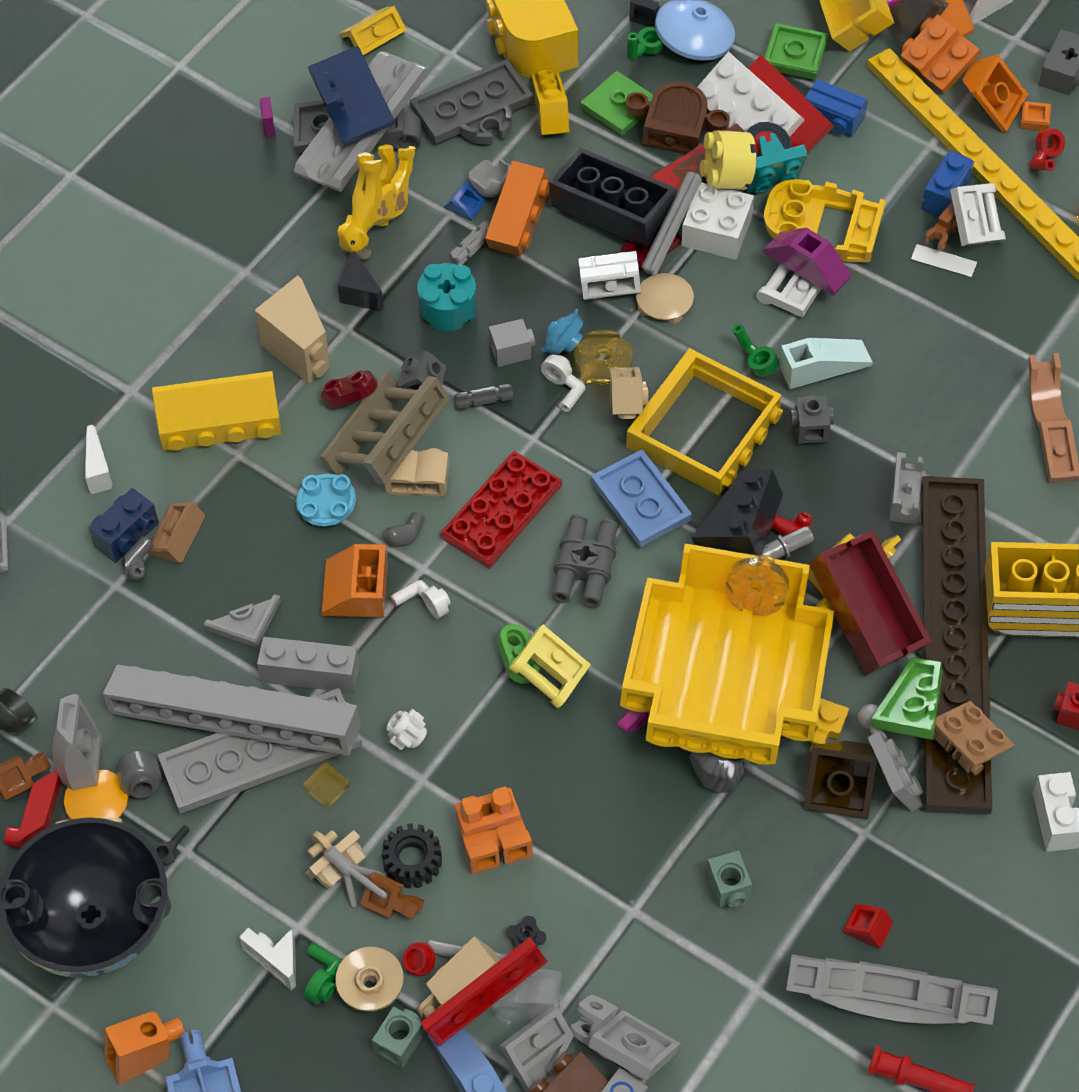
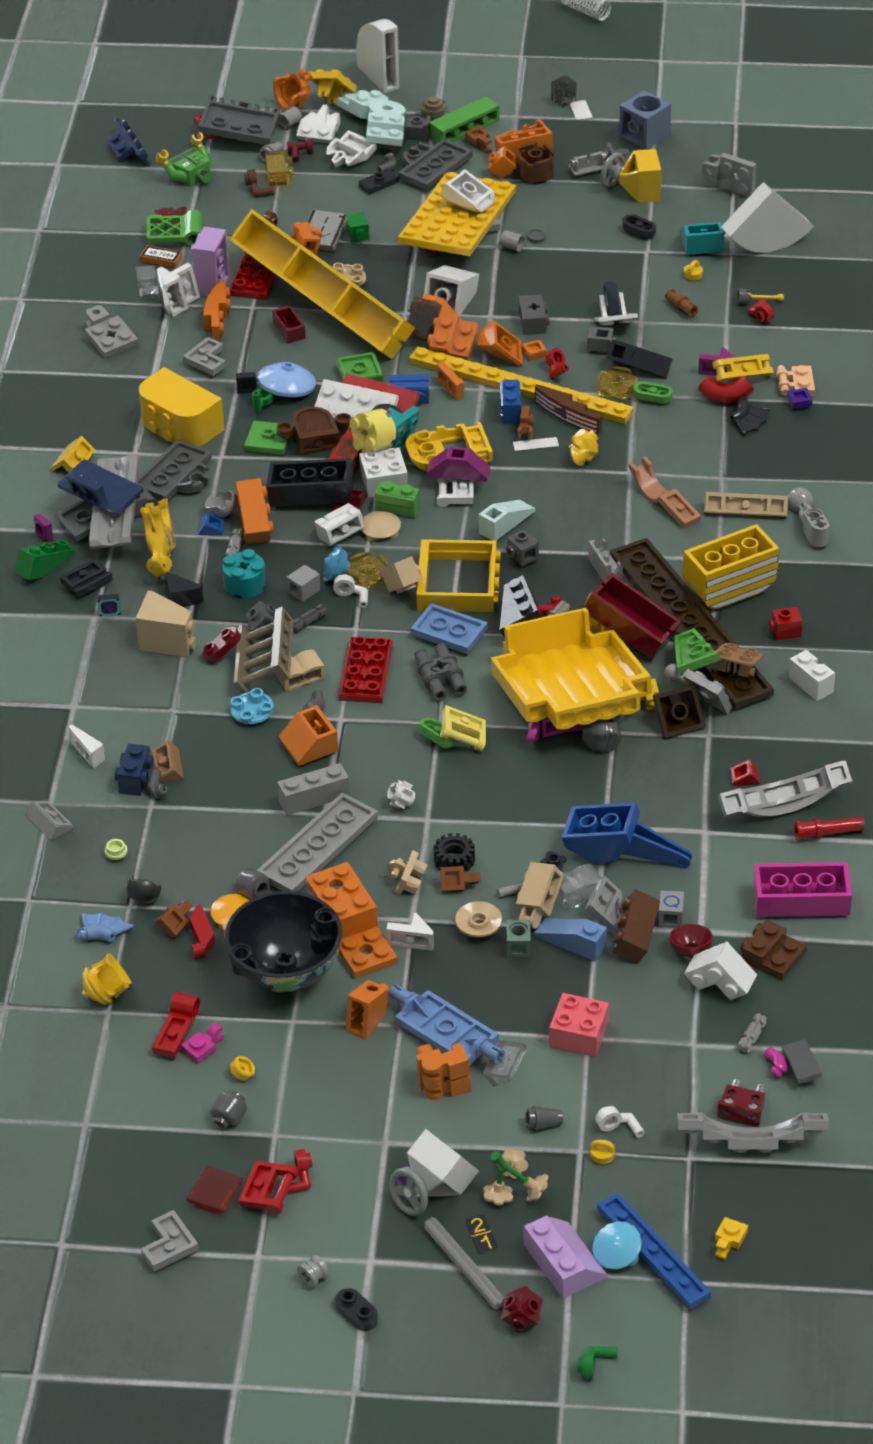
camera: 30 degrees left, 15 degrees down
(27, 632) = (116, 849): none -> yellowish green plate
(76, 744) = (203, 882): light grey slope -> none
(211, 896) = (357, 917): none -> orange bracket
(217, 411) = (147, 686): yellow slope -> none
(233, 162) = (39, 560): none -> green slope
(233, 709) = (287, 825): light grey brick -> none
(245, 623) = (251, 790): light grey tile -> none
(263, 265) = (108, 605): none -> black tile
(267, 212) = (86, 578): none -> black plate
(321, 984) = (452, 934): green plate -> none
(326, 784) = (371, 845): clear yellow tile -> none
(349, 870) = (424, 871): light grey plant -> none
(419, 959) = (500, 898): red plate -> none
(434, 599) = (364, 728): white plate -> none
(484, 992) = (556, 887): red tile -> none
(492, 826) = (493, 819): orange hips -> none
(550, 102) = (226, 451): yellow slope -> none
(610, 934) = (609, 830): none -> blue slope
(623, 1038) = (650, 879): light grey plate -> none
(671, 223) = (358, 479): light grey axle -> none
(707, 270) = (397, 499): none -> bright green brick
(725, 867) = (650, 784): sand green brick -> none
(761, 360) = (467, 531): green plate -> none
(761, 571) = (559, 644): clear yellow plate -> none
(895, 126) = (450, 381): none -> orange plate
(975, 215) = (542, 408): white plate -> none
(994, 297) = (583, 447): none -> yellow head
(1019, 235) = (563, 407): none -> slope

